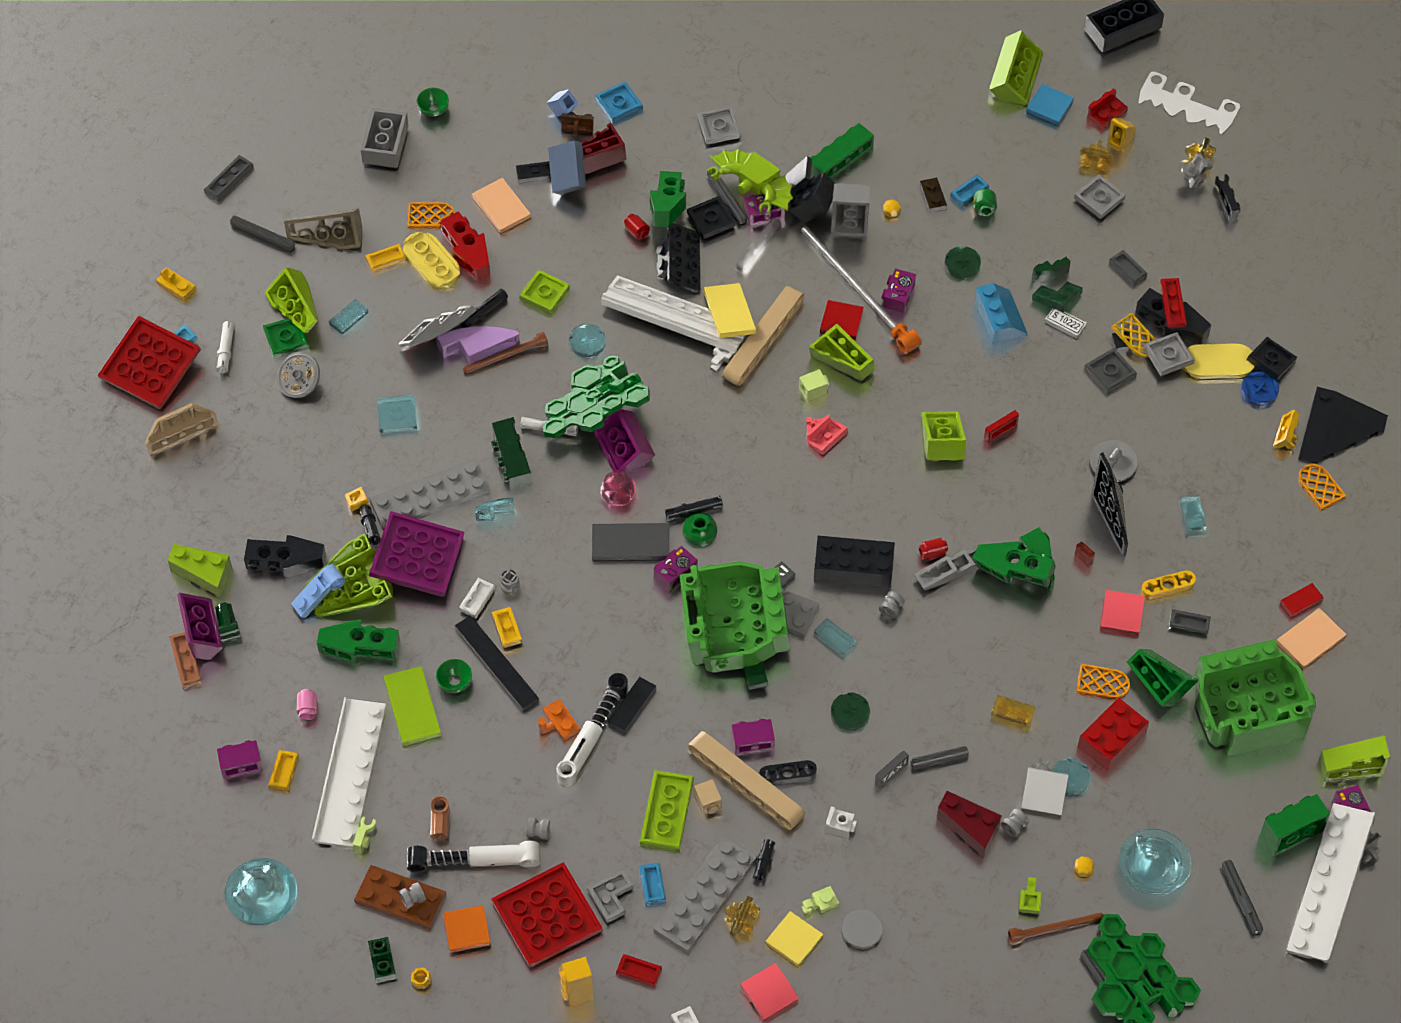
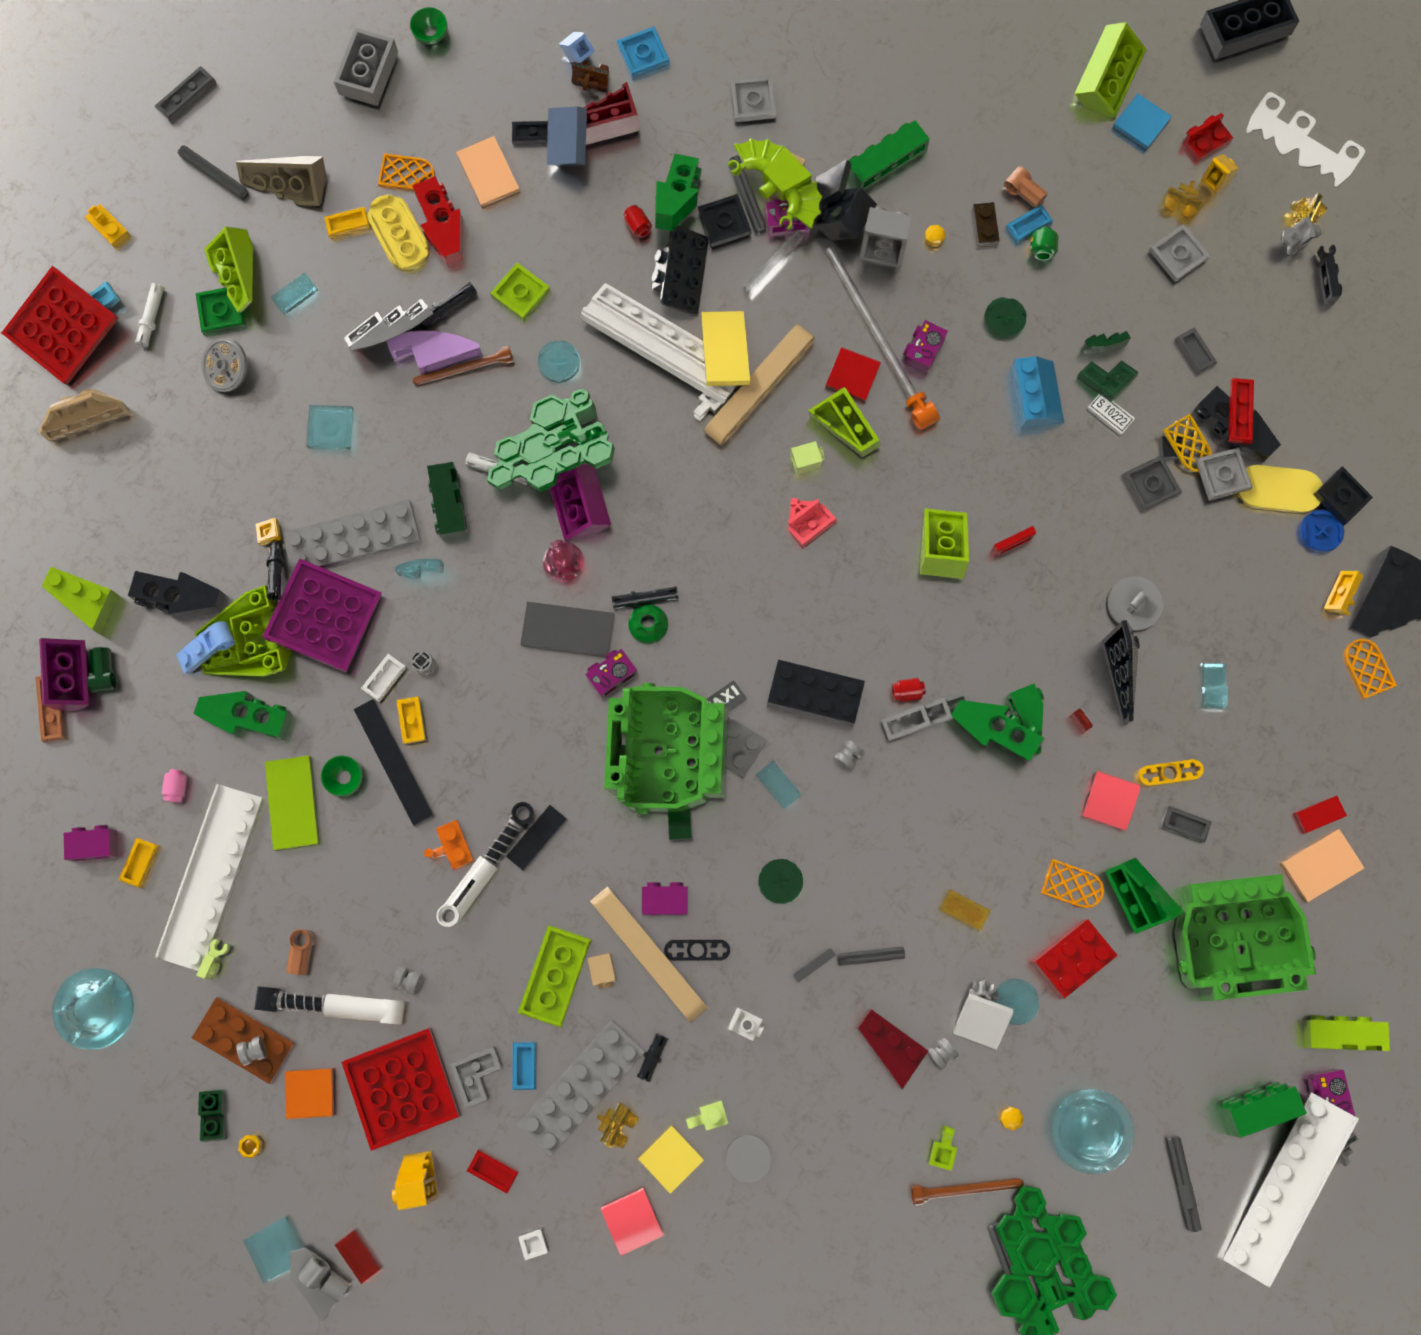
camera: 10 degrees right, 20 degrees up
(958, 161) = (1021, 184): none -> nougat piece

